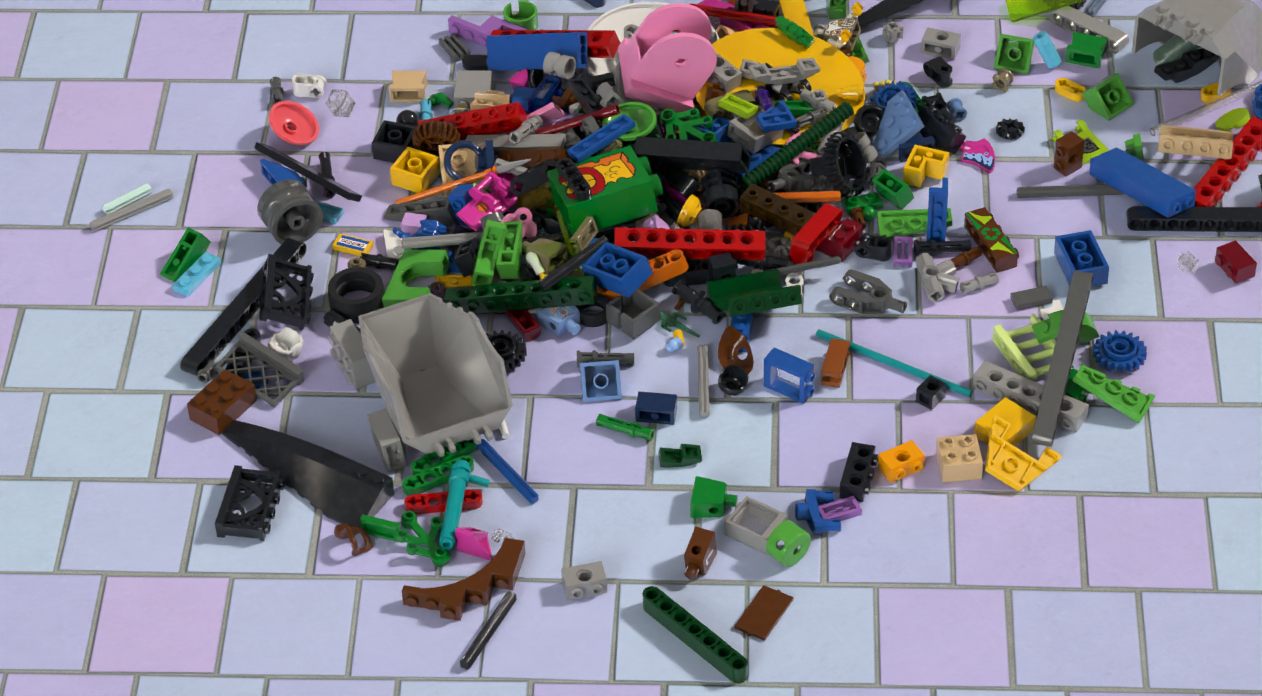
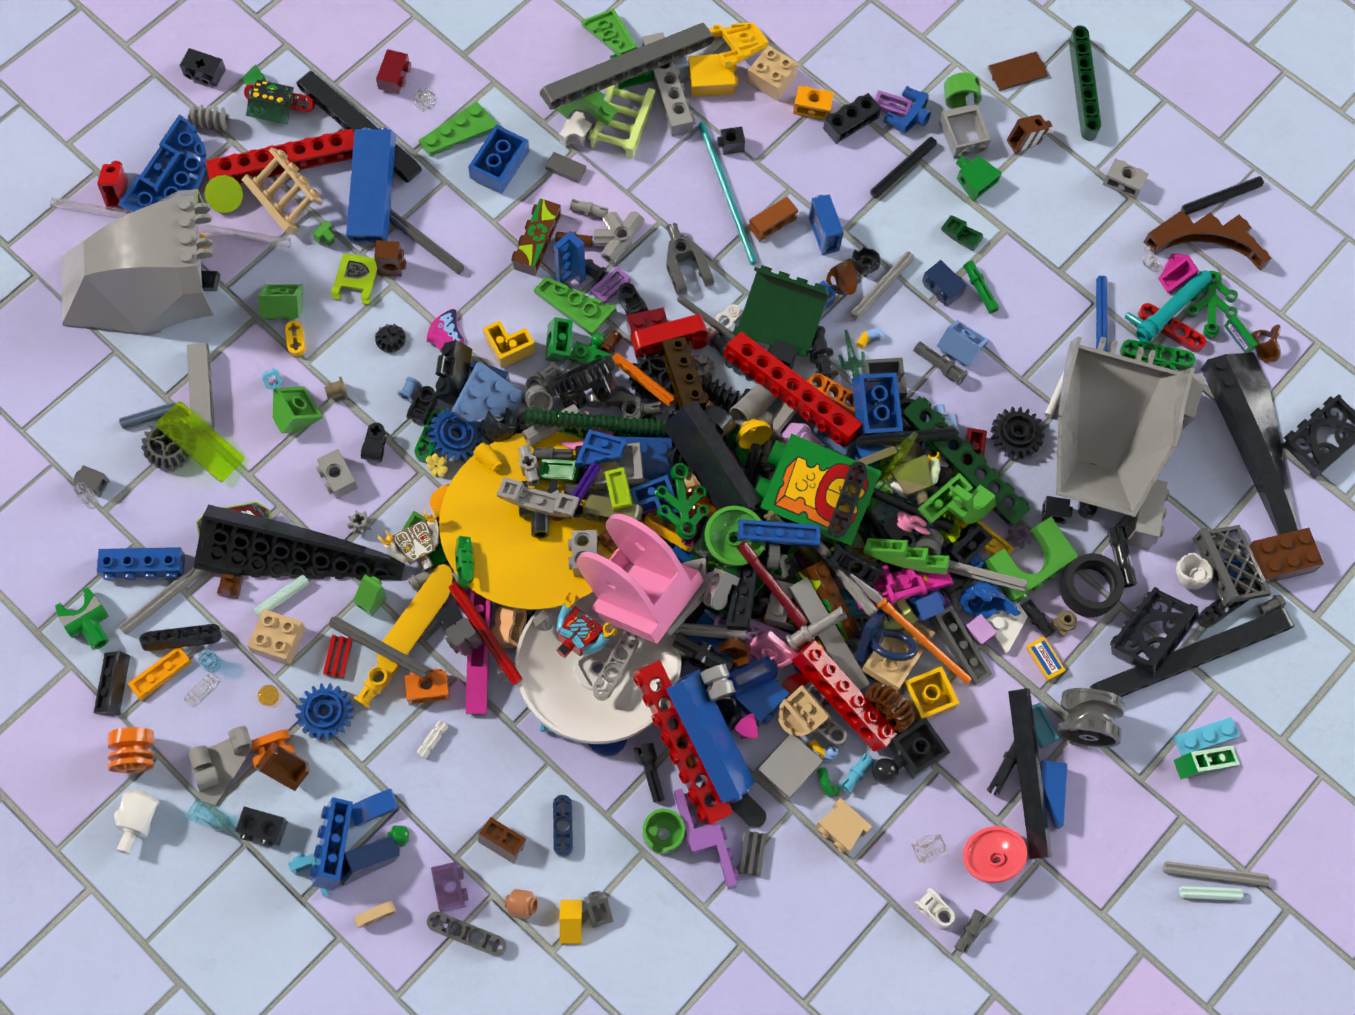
camera: 145 degrees left, 25 degrees up
(505, 203) = (899, 554): none -> bright green slope
(744, 69) = (555, 541): light grey brick -> none
(777, 470) = (903, 167): none -> black axle
(1086, 50) = (232, 364): green hips -> none
(1119, 351) = (552, 65): blue gear -> none
(1138, 272) = (459, 129): none -> bright green wing

